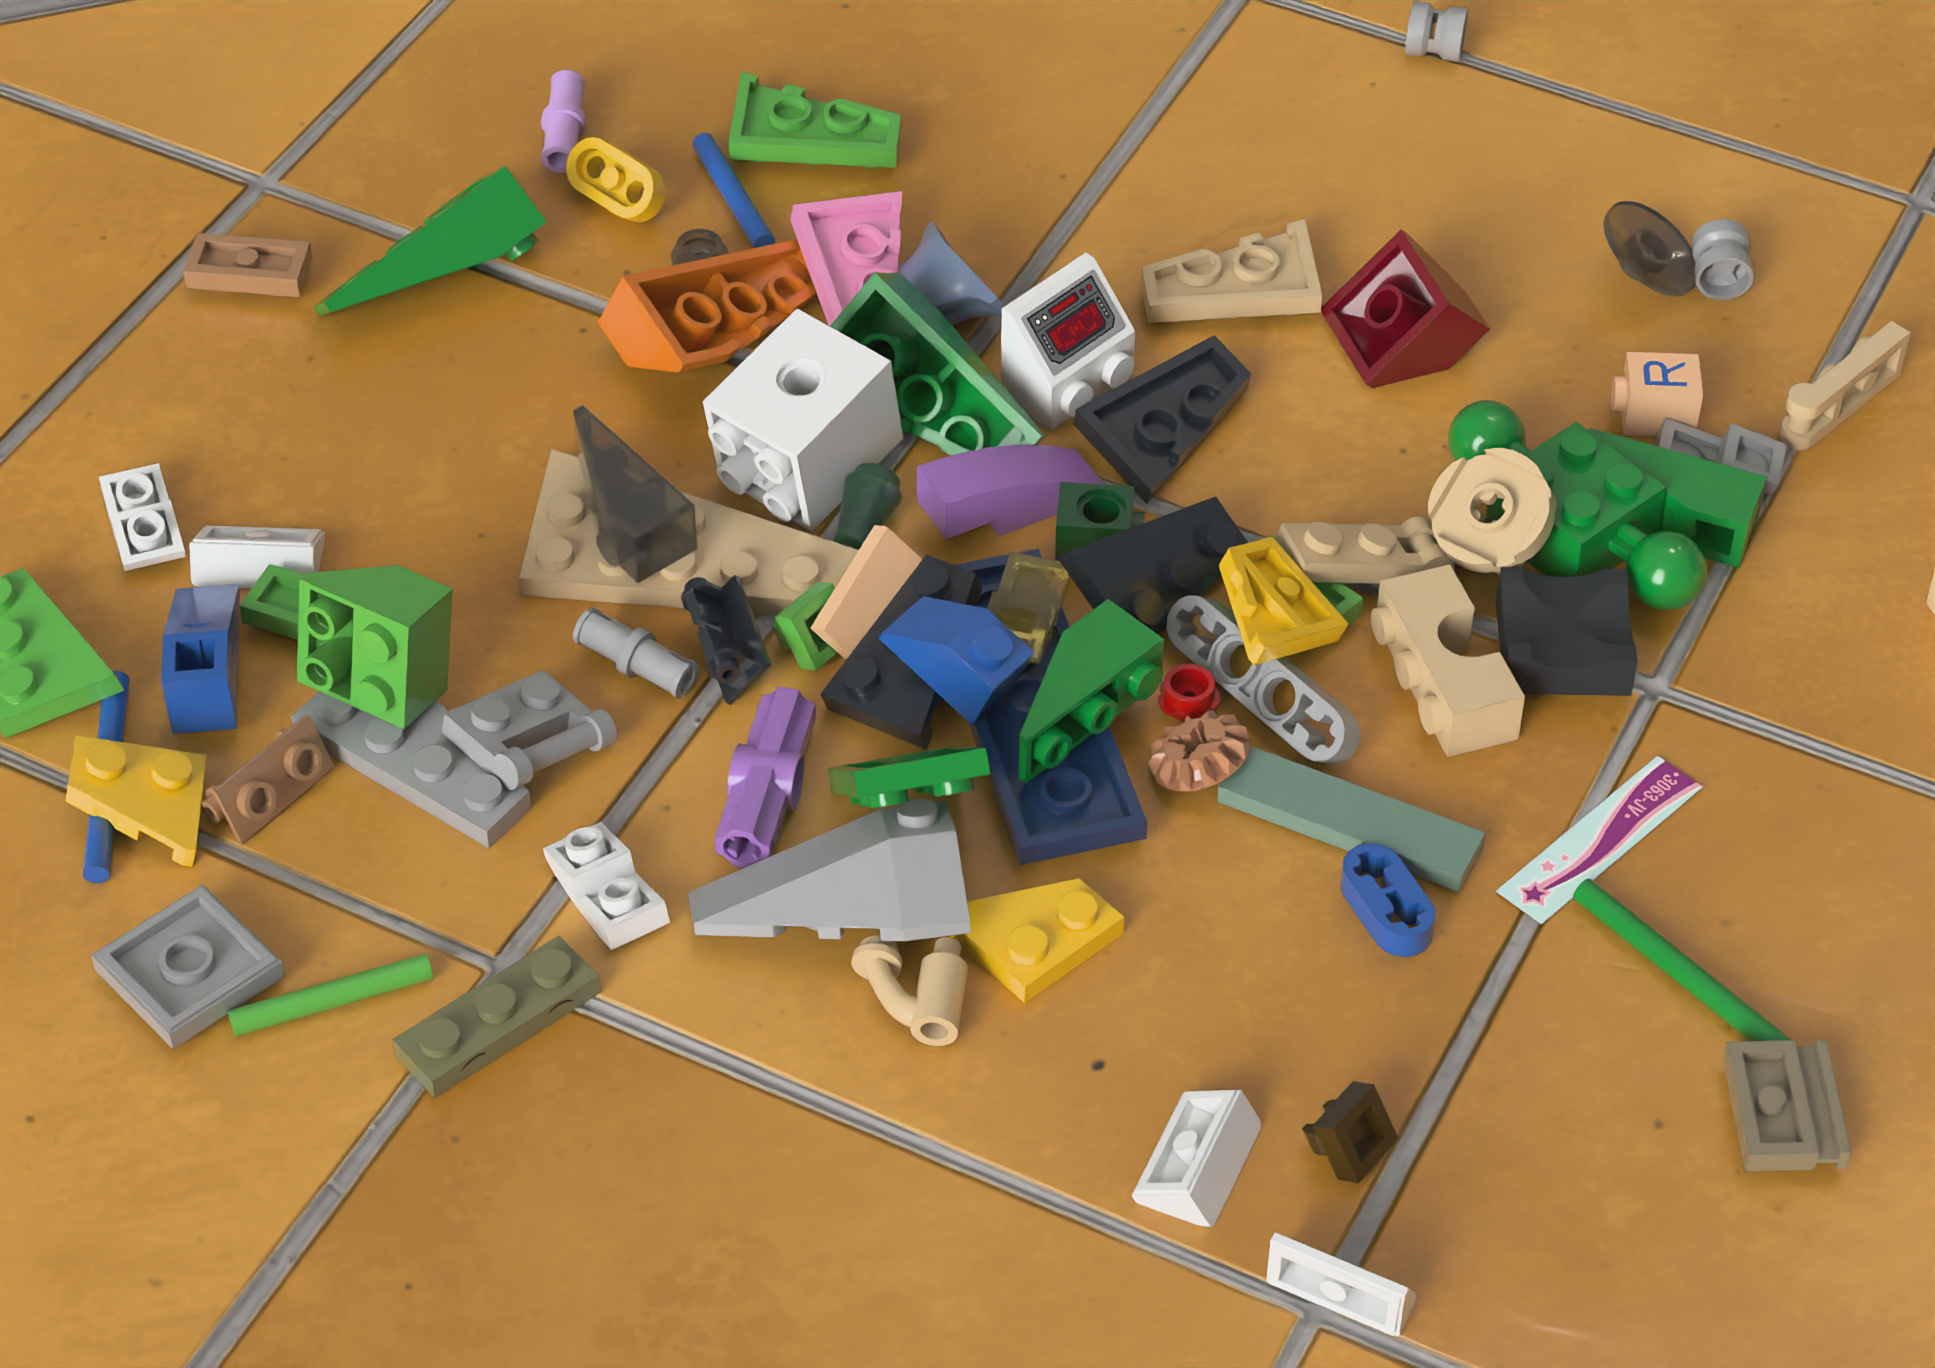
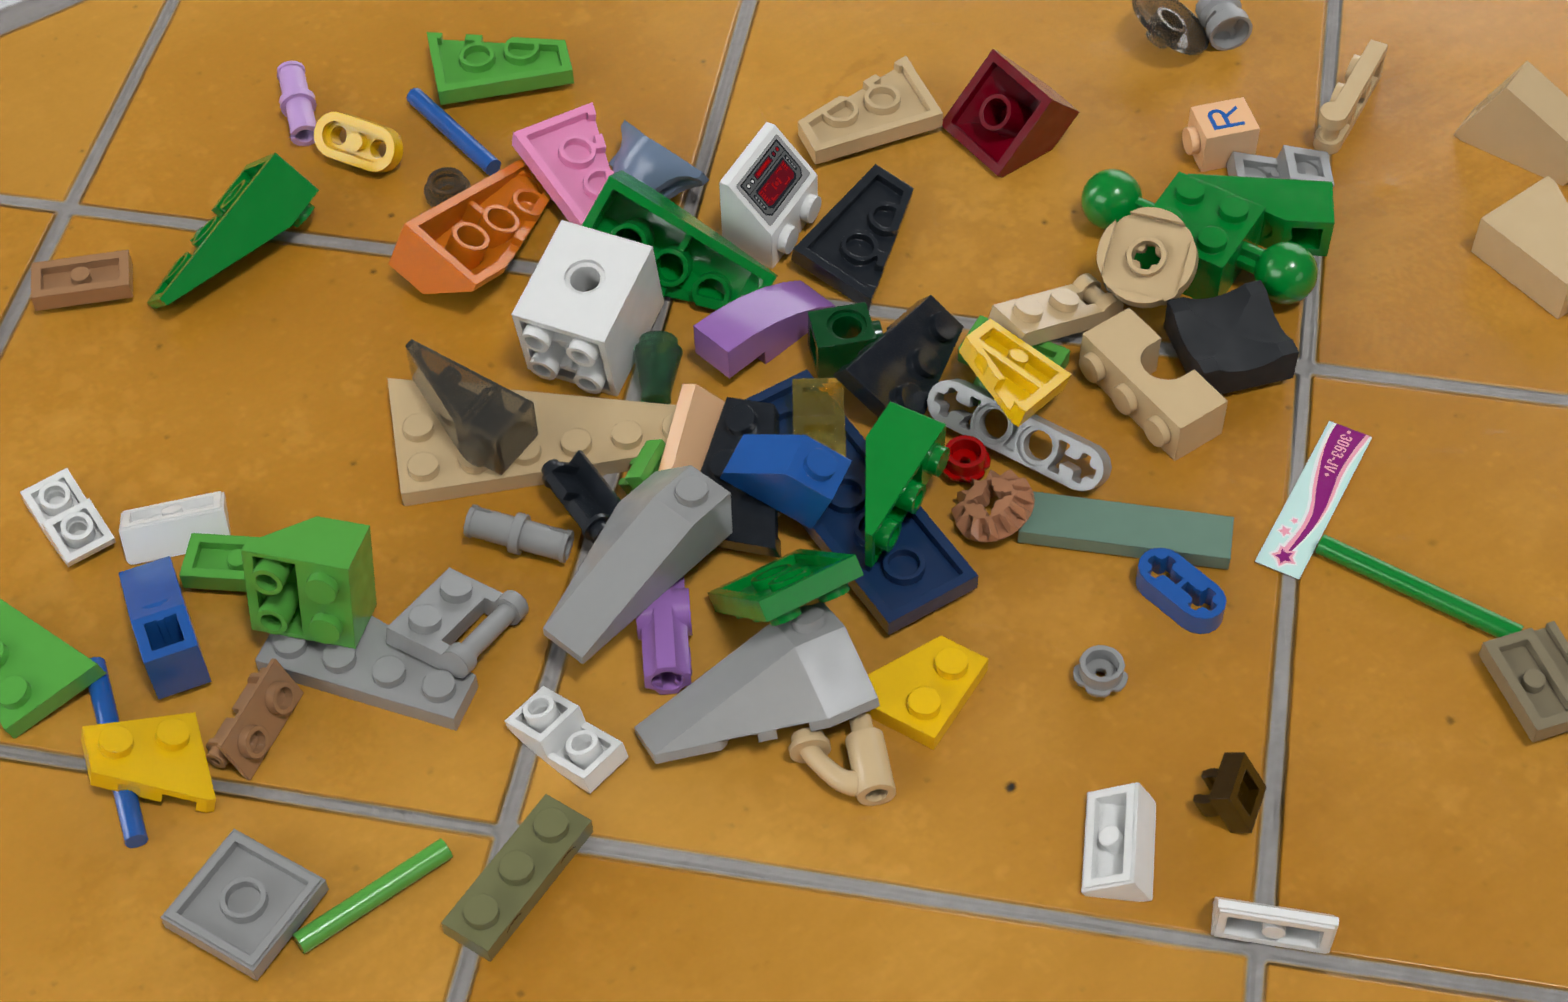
camera: 15 degrees left, 5 degrees up
(755, 704) = (639, 555): none -> light grey wedge
(1254, 951) = (1102, 660): none -> light grey plate

